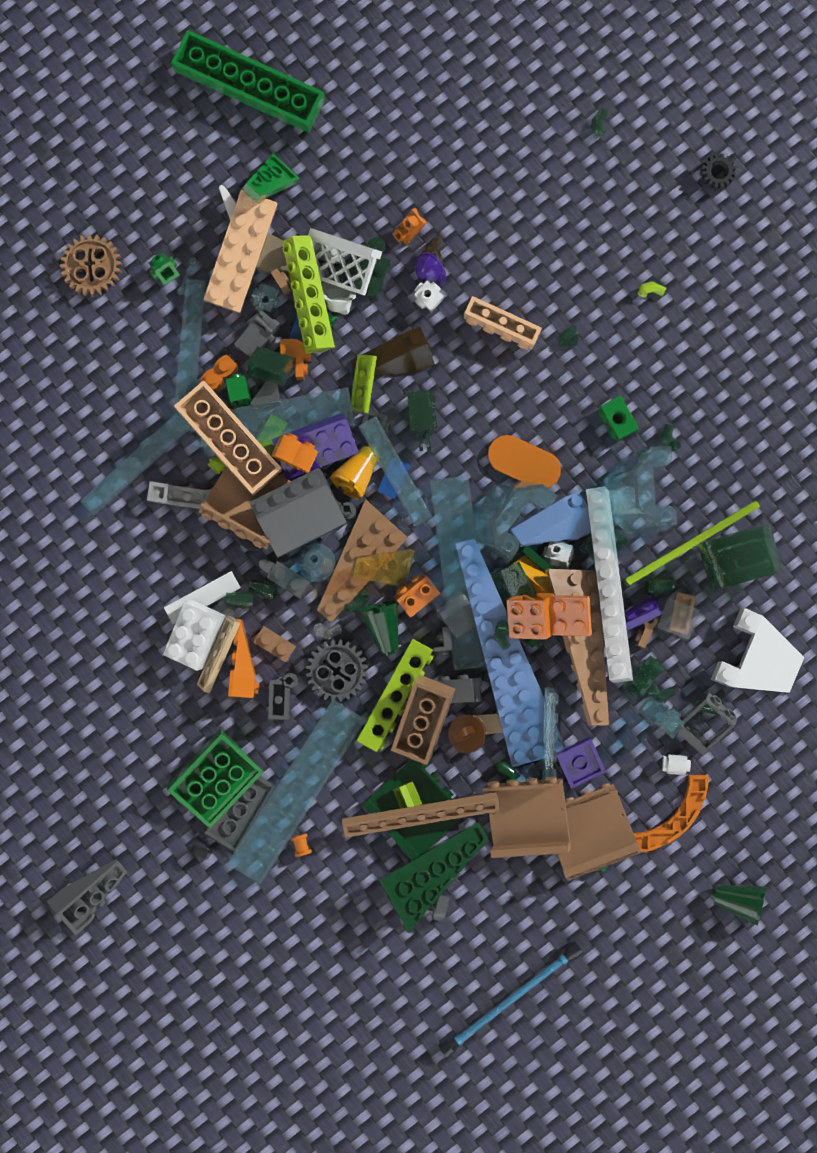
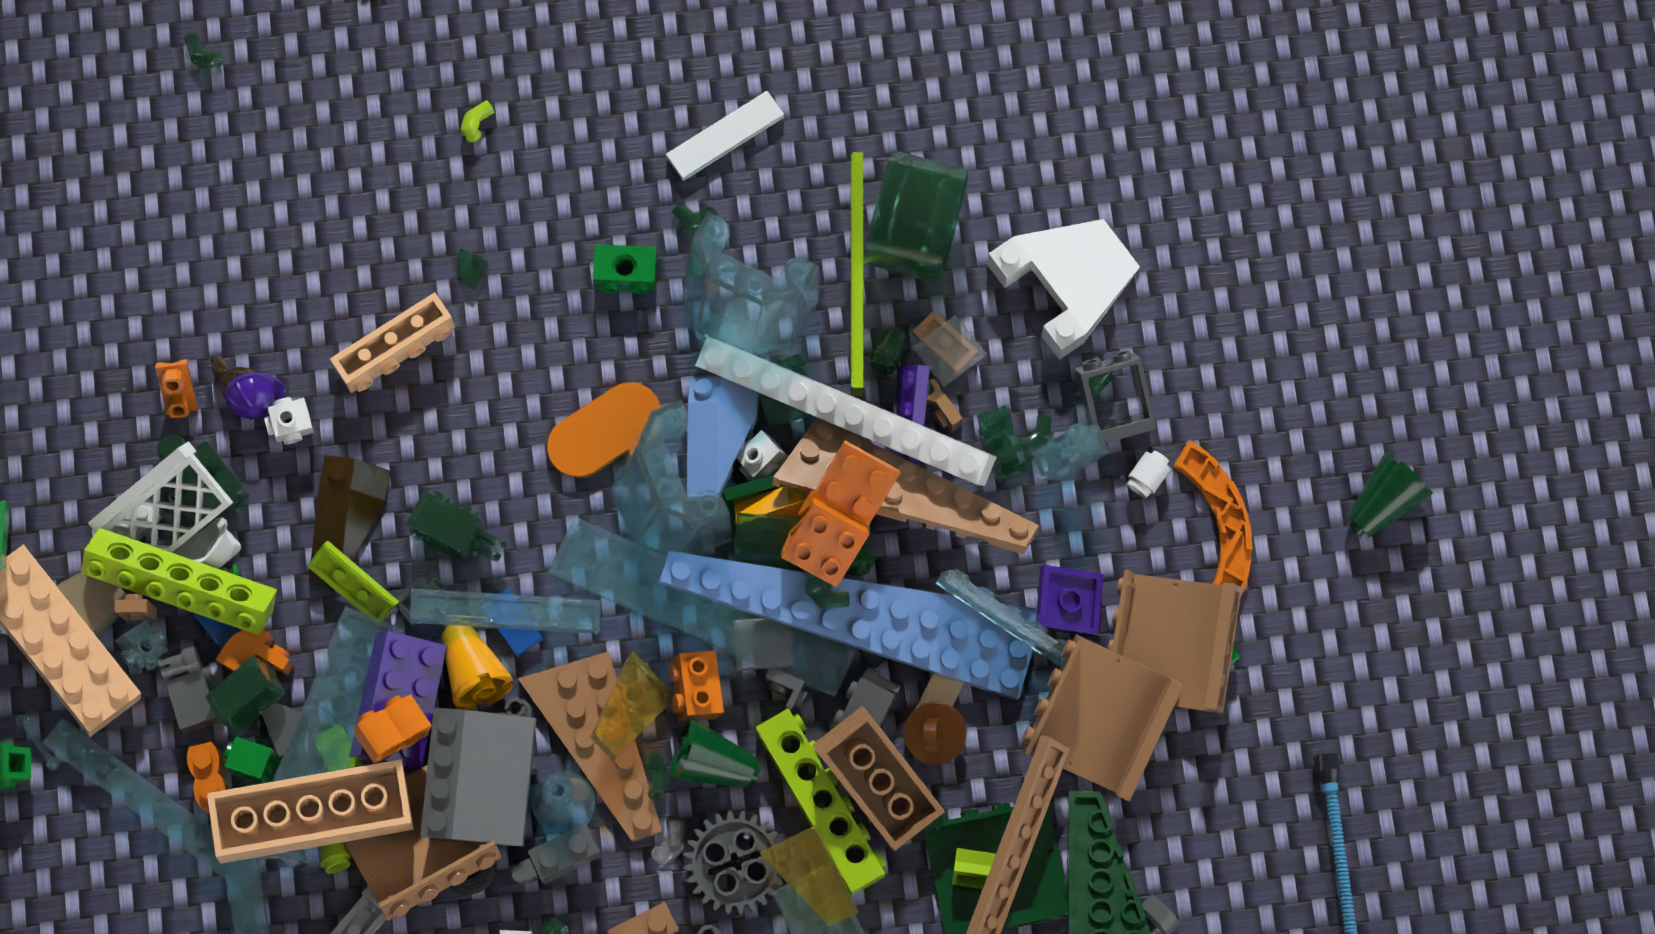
camera: 60 degrees left, 10 degrees down
(263, 588) = (554, 898): clear green cone -> none
(354, 715) = (813, 873): none -> clear yellow wing
(505, 770) = (1018, 710): dark green arm -> none
(725, 426) = (725, 135): none -> white tile

